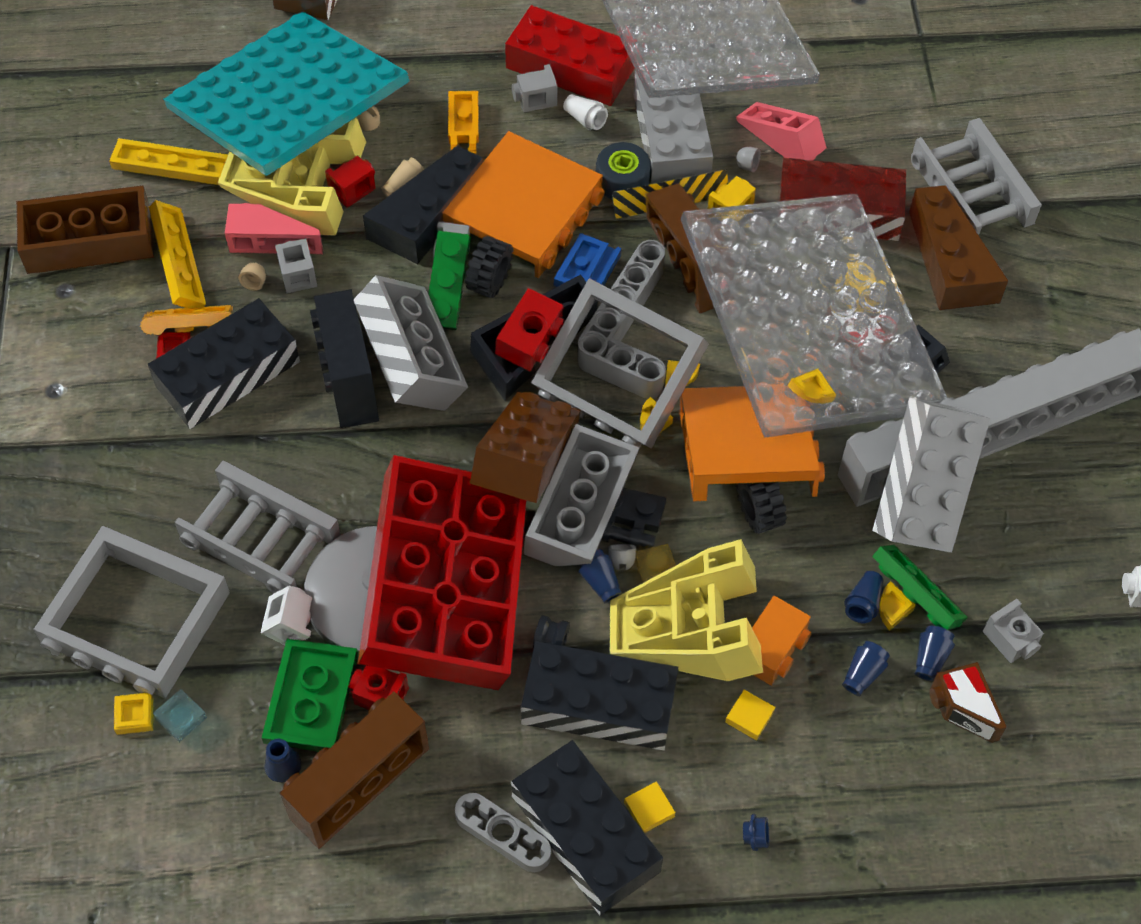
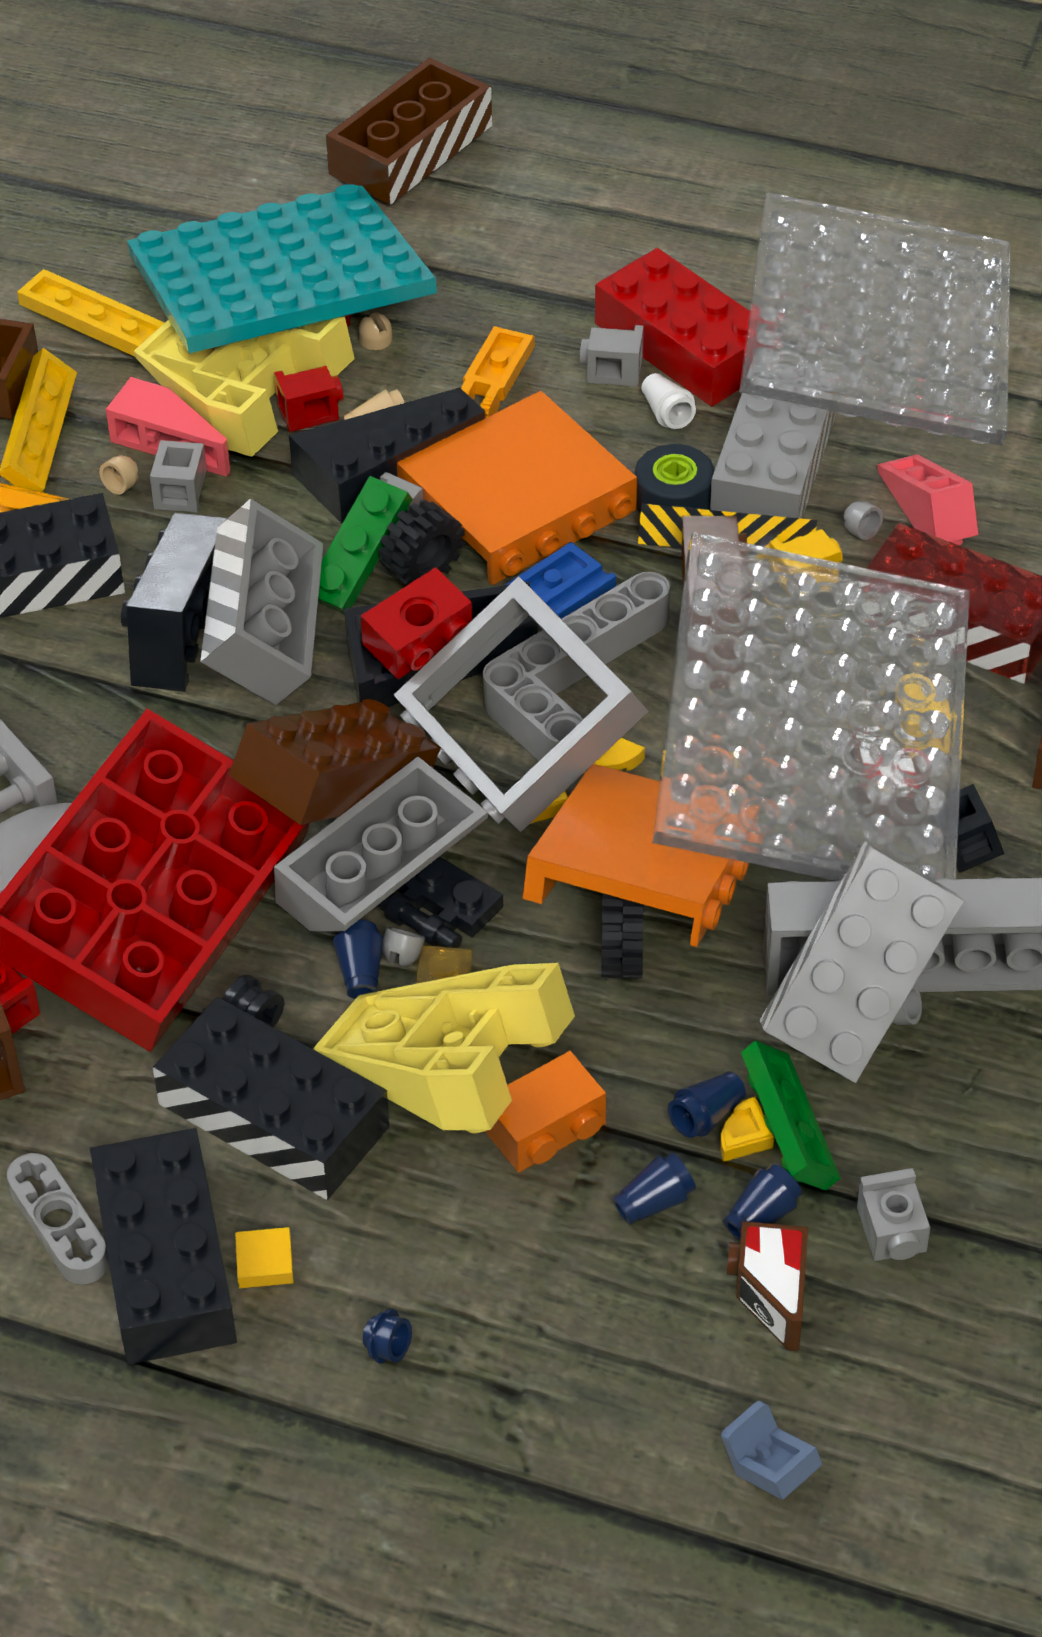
camera: 25 degrees right, 10 degrees down
(750, 714) = (464, 1194): yellow tile -> none
(812, 387) = (750, 799): yellow tile -> none
(1026, 820) = (768, 1454): none -> sand blue bracket

